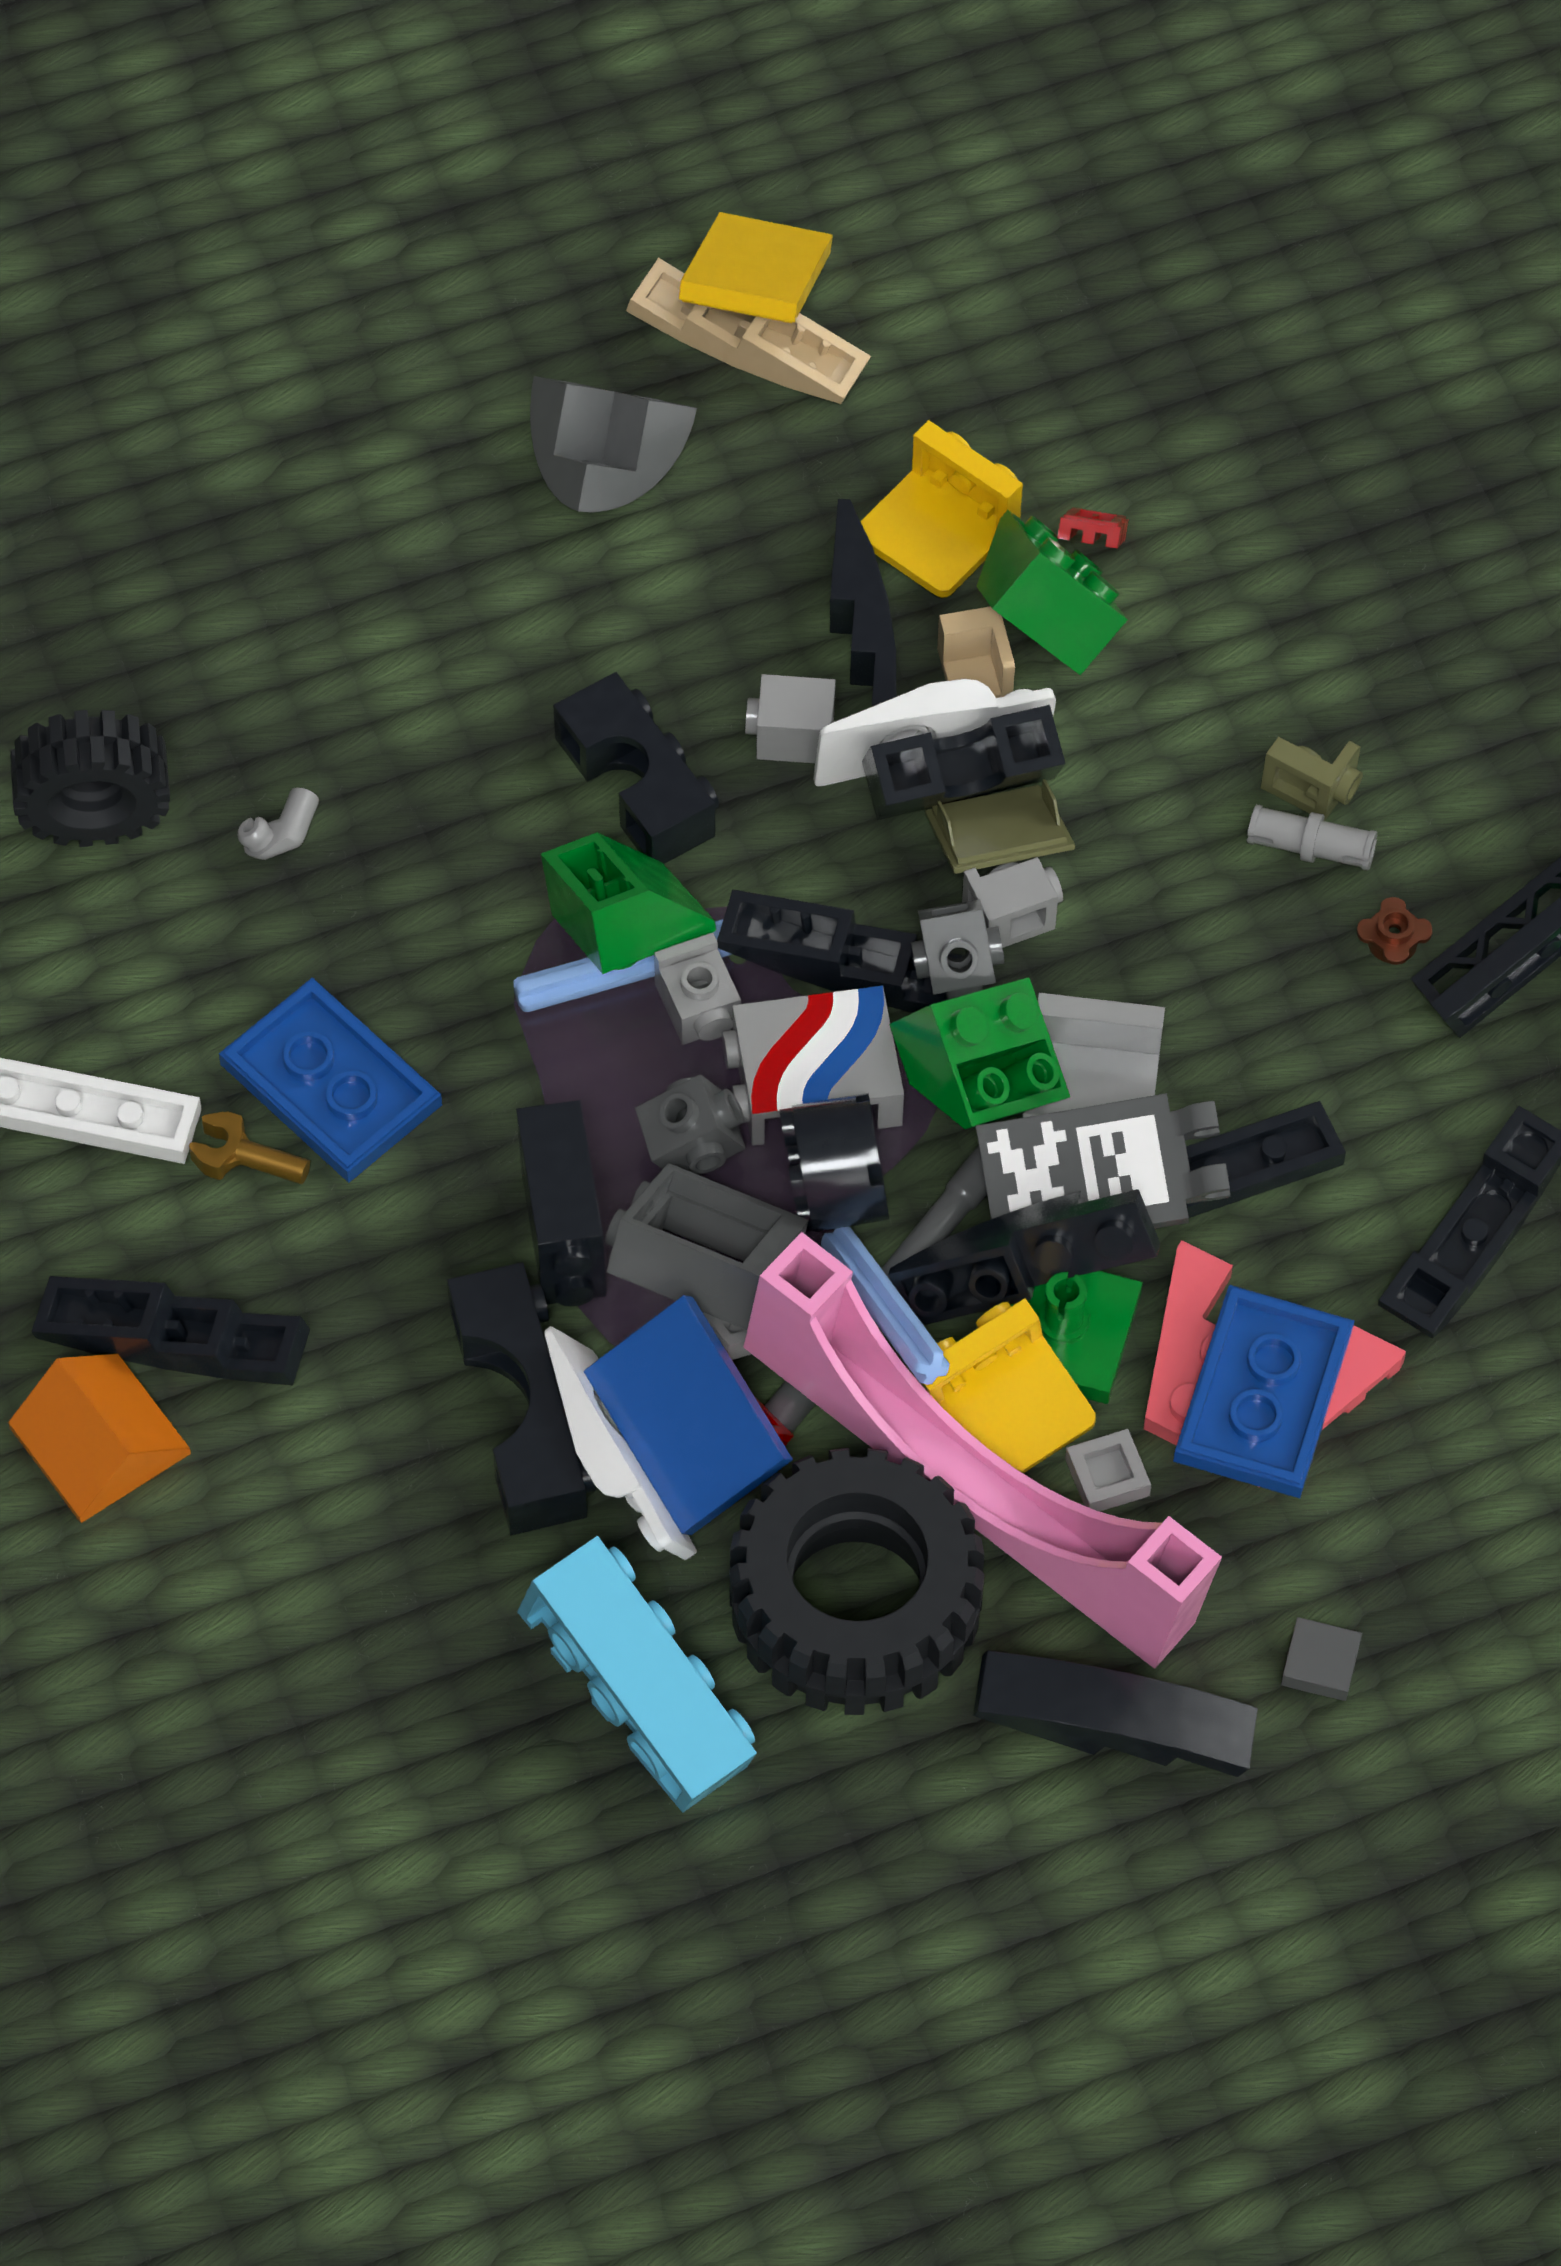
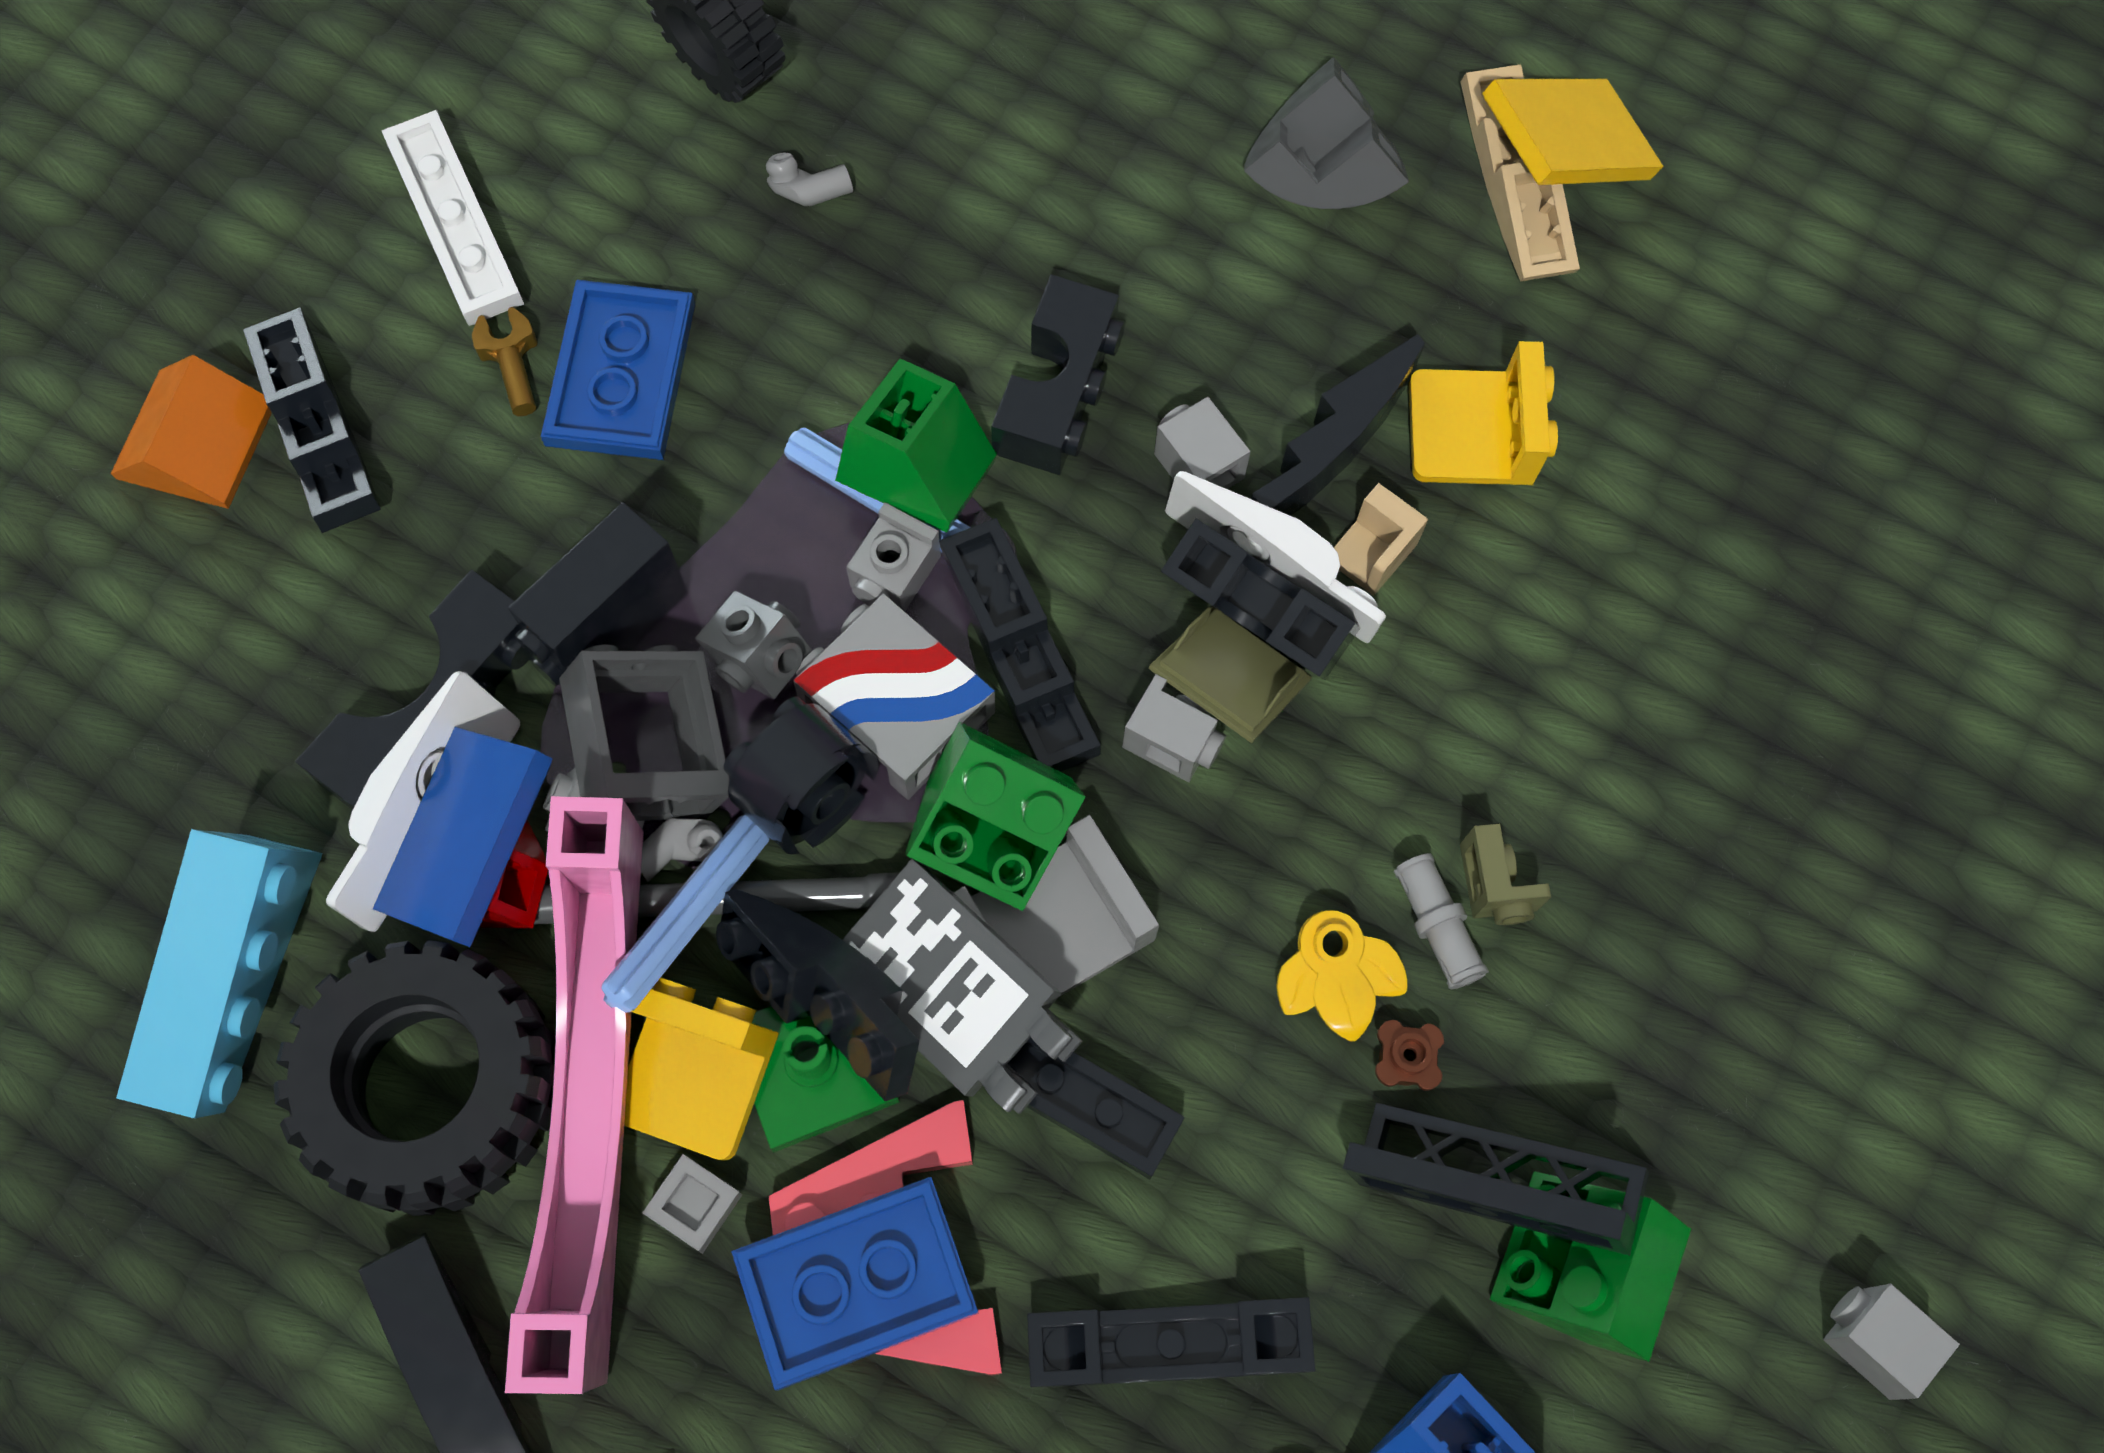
camera: 50 degrees right, 10 degrees up
(952, 928) = (1072, 721): dark grey brick -> none
(1049, 591) = (1473, 546): green slope -> none
(1093, 526) = (1572, 535): red tile -> none
(1301, 936) = (1341, 984): none -> yellow plate

